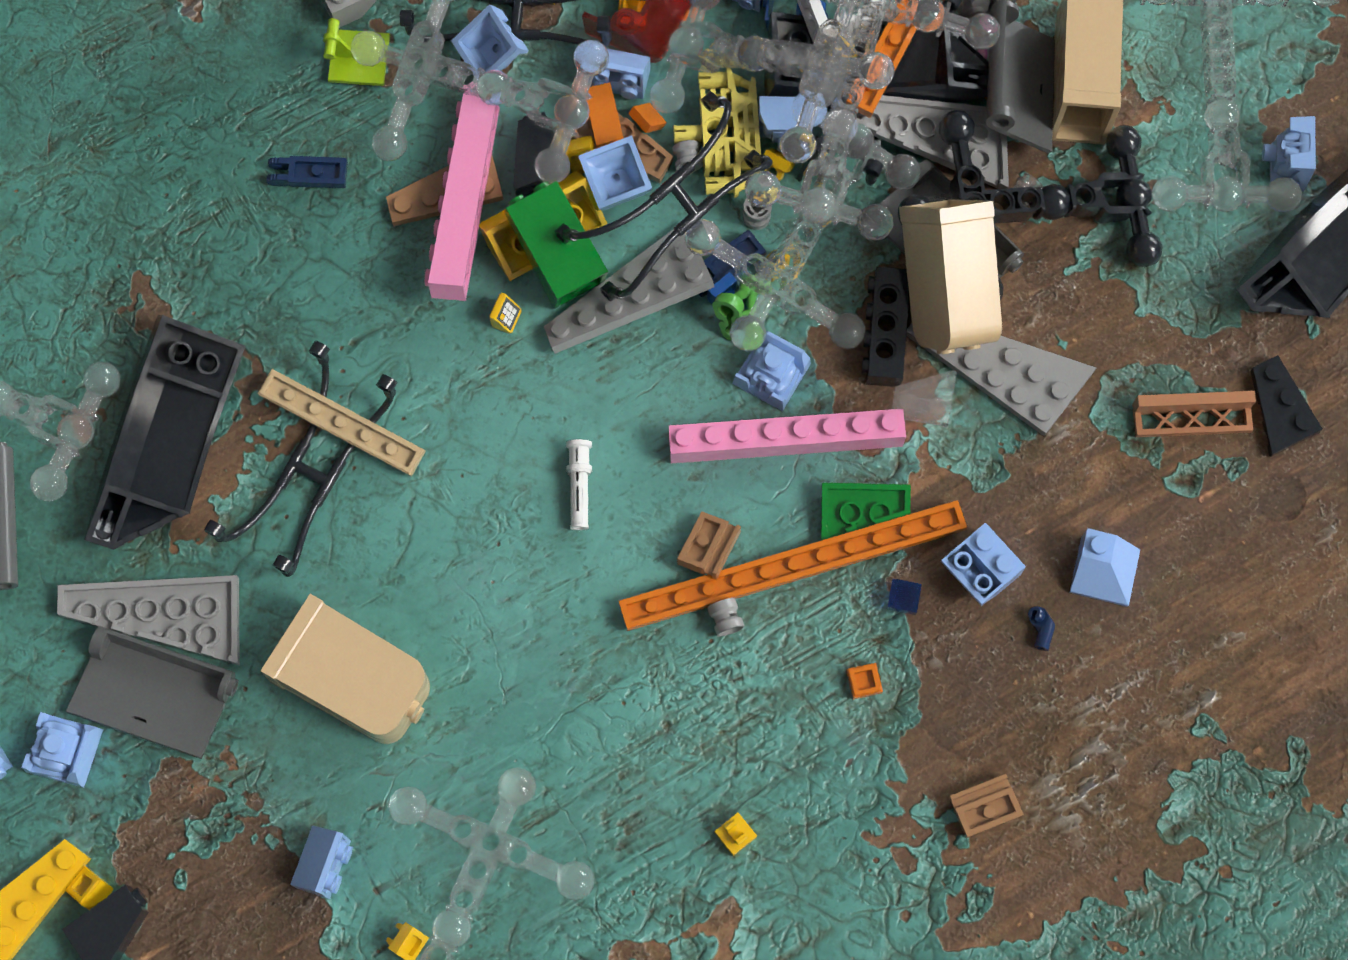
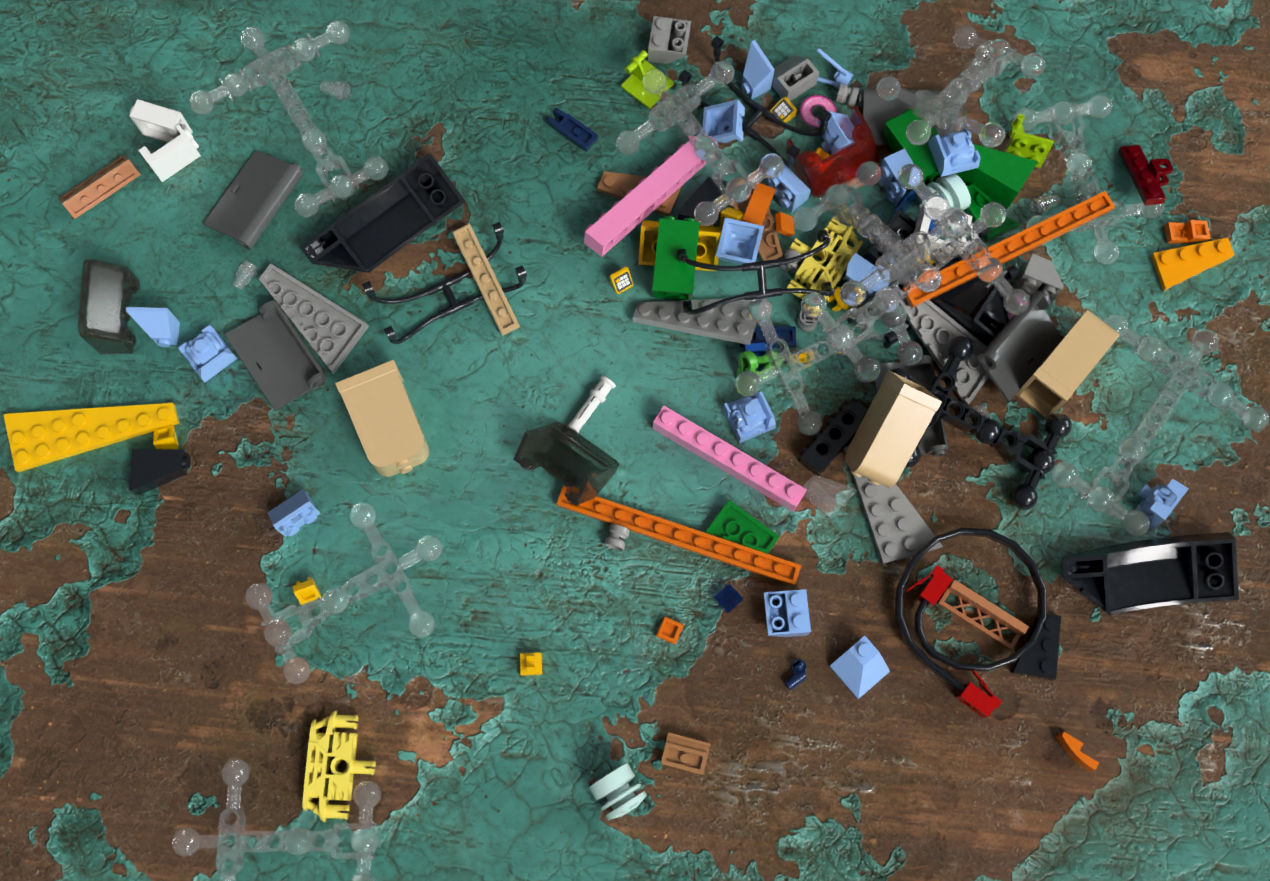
camera: 35 degrees right, 0 degrees up
(34, 621) = (245, 273): none -> clear cone
(605, 565) = (568, 458): none -> clear smoke windscreen
(708, 545) = (637, 489): medium nougat plate -> none
(946, 903) = (618, 792): none -> light aqua wheel
(1122, 420) = (968, 693): none -> black piece

